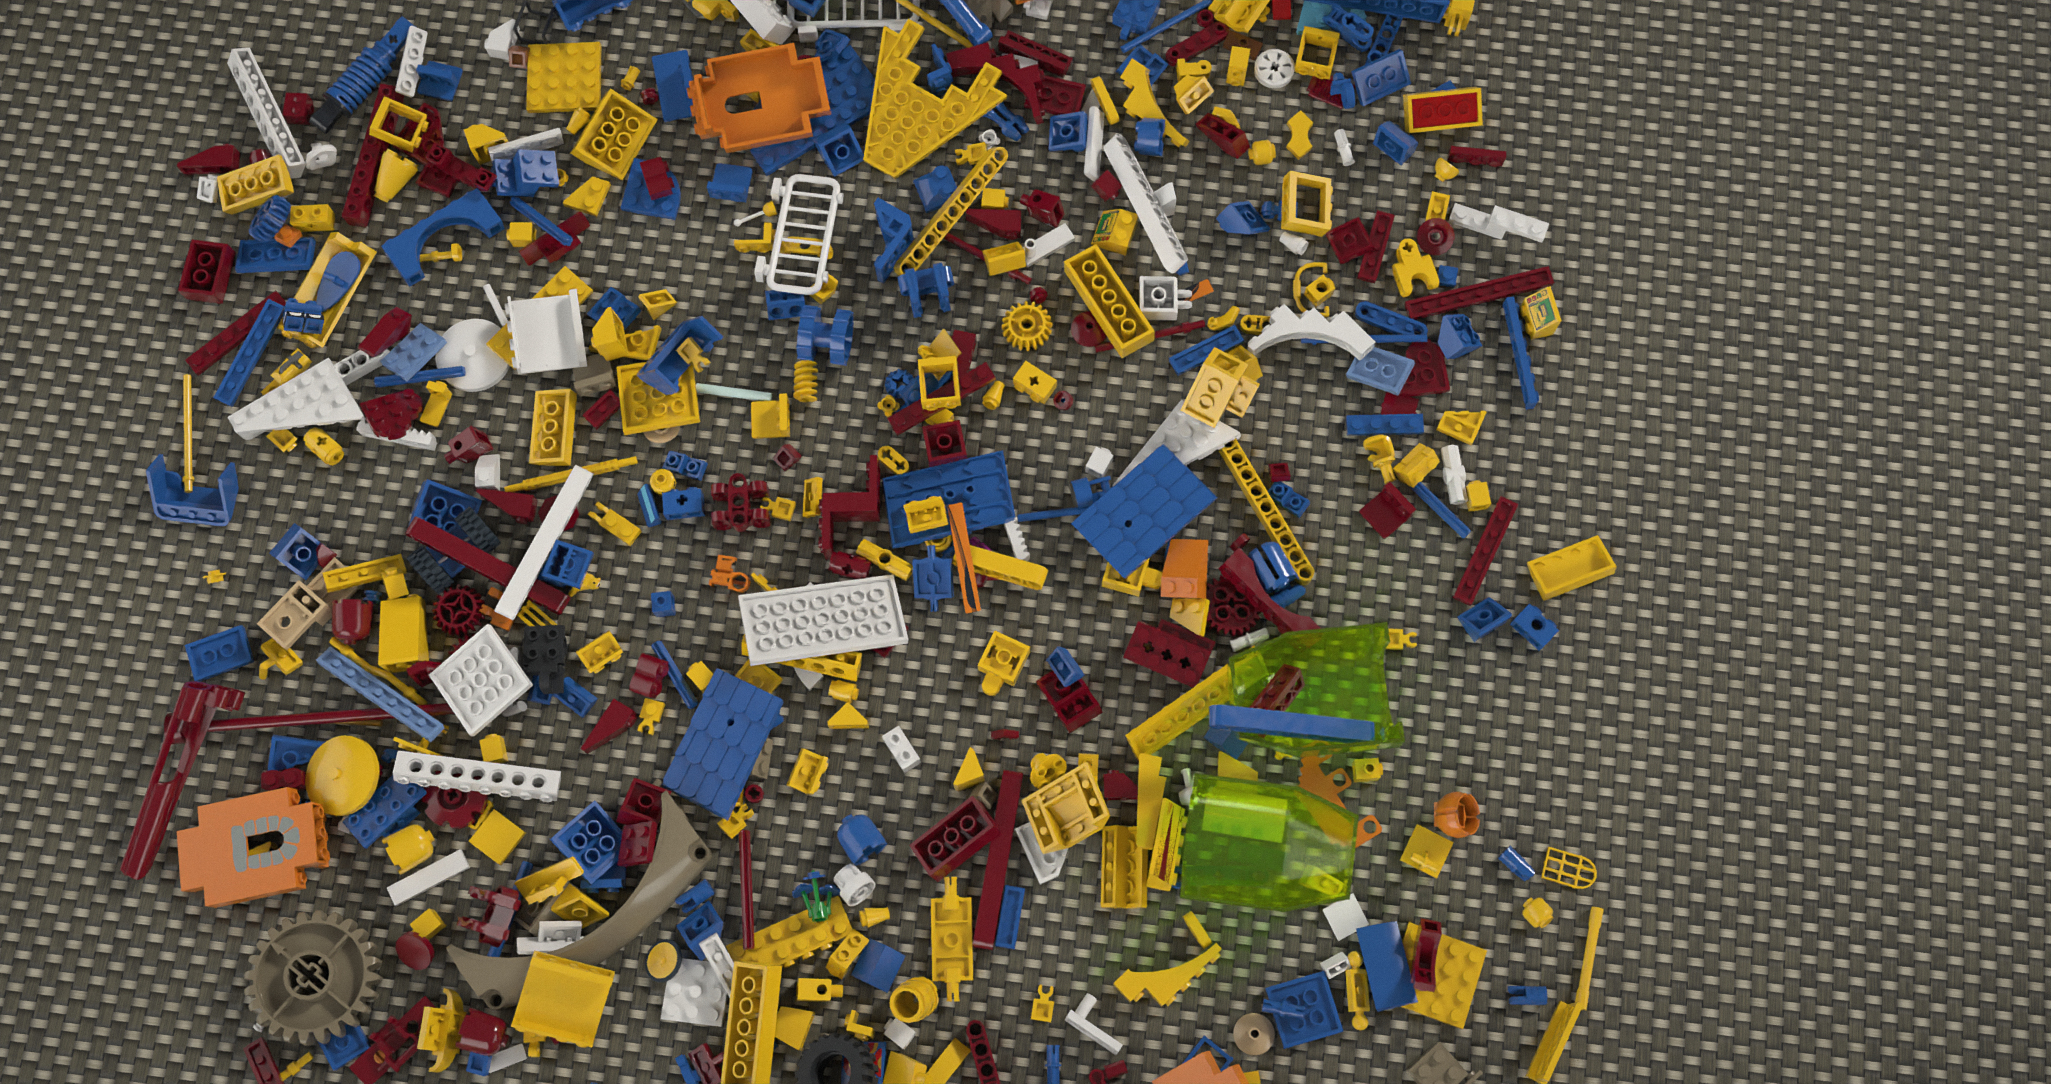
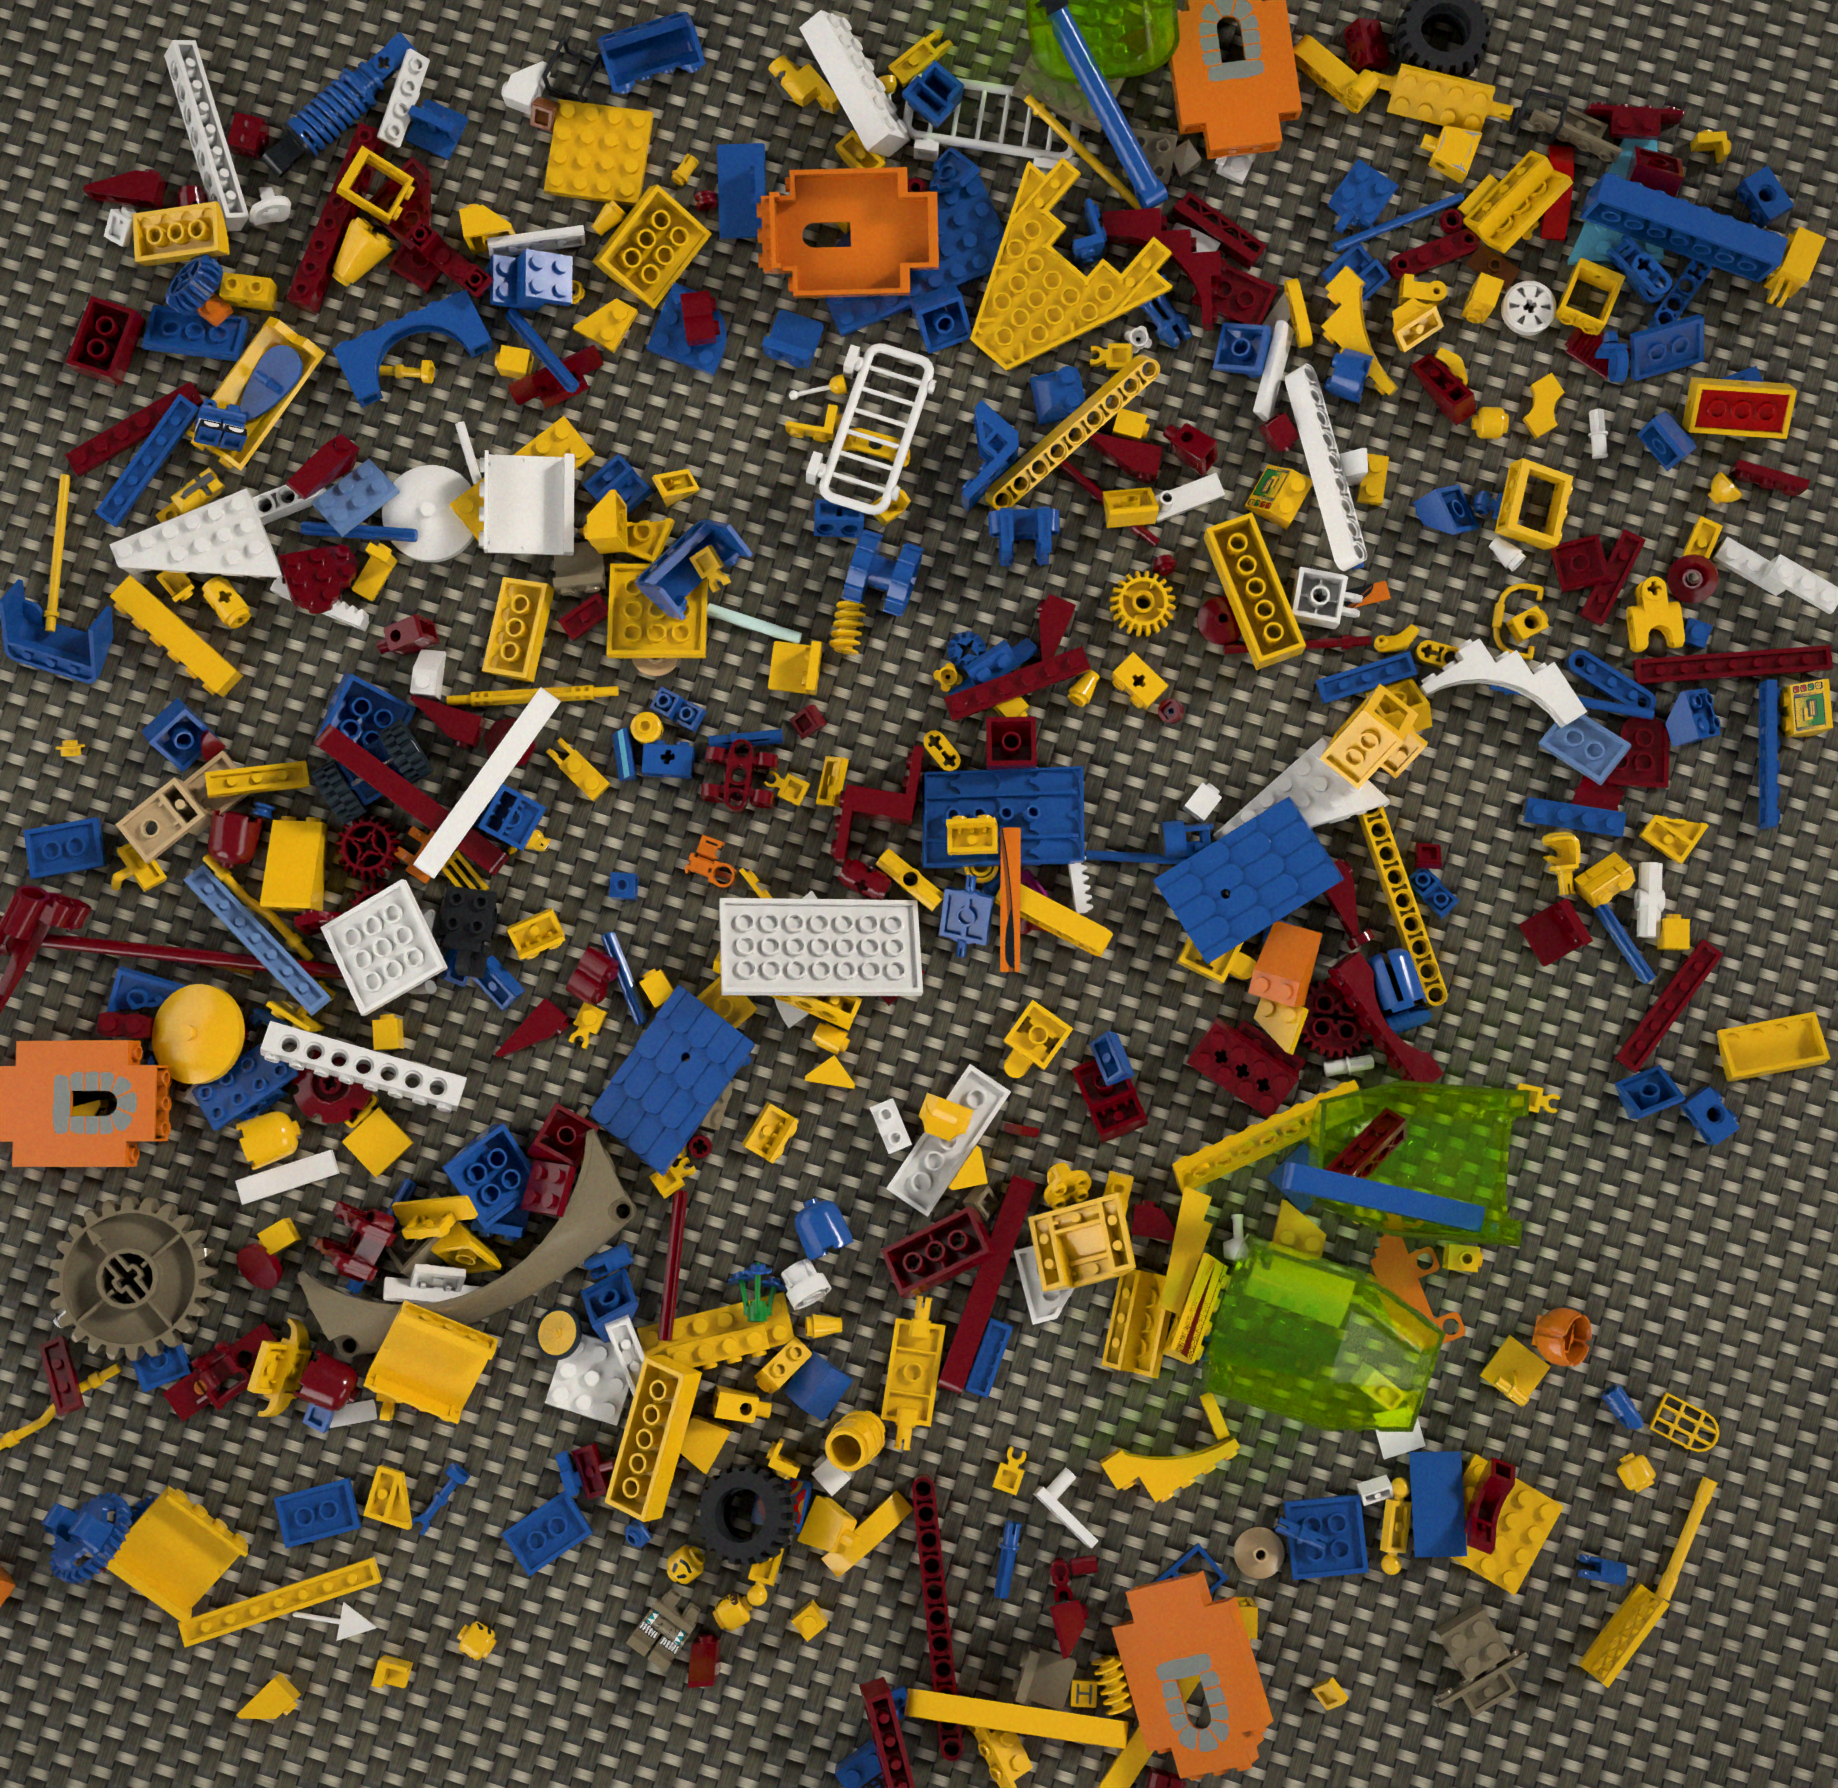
camera: 10 degrees right, 10 degrees up
(287, 478) = (176, 636): none -> yellow brick
(394, 582) = (293, 799): yellow brick -> none
(763, 473) = (756, 738): none -> blue pin
(939, 365) = (1023, 642): yellow window -> none
(940, 347) = (1025, 623): yellow hinge -> none
(942, 733) = (944, 1117): none -> yellow slope
(947, 752) = (935, 1160): none -> white plate
(1184, 209) = (1373, 485): none -> yellow plate
(1219, 515) = (1343, 899): none -> dark red slope

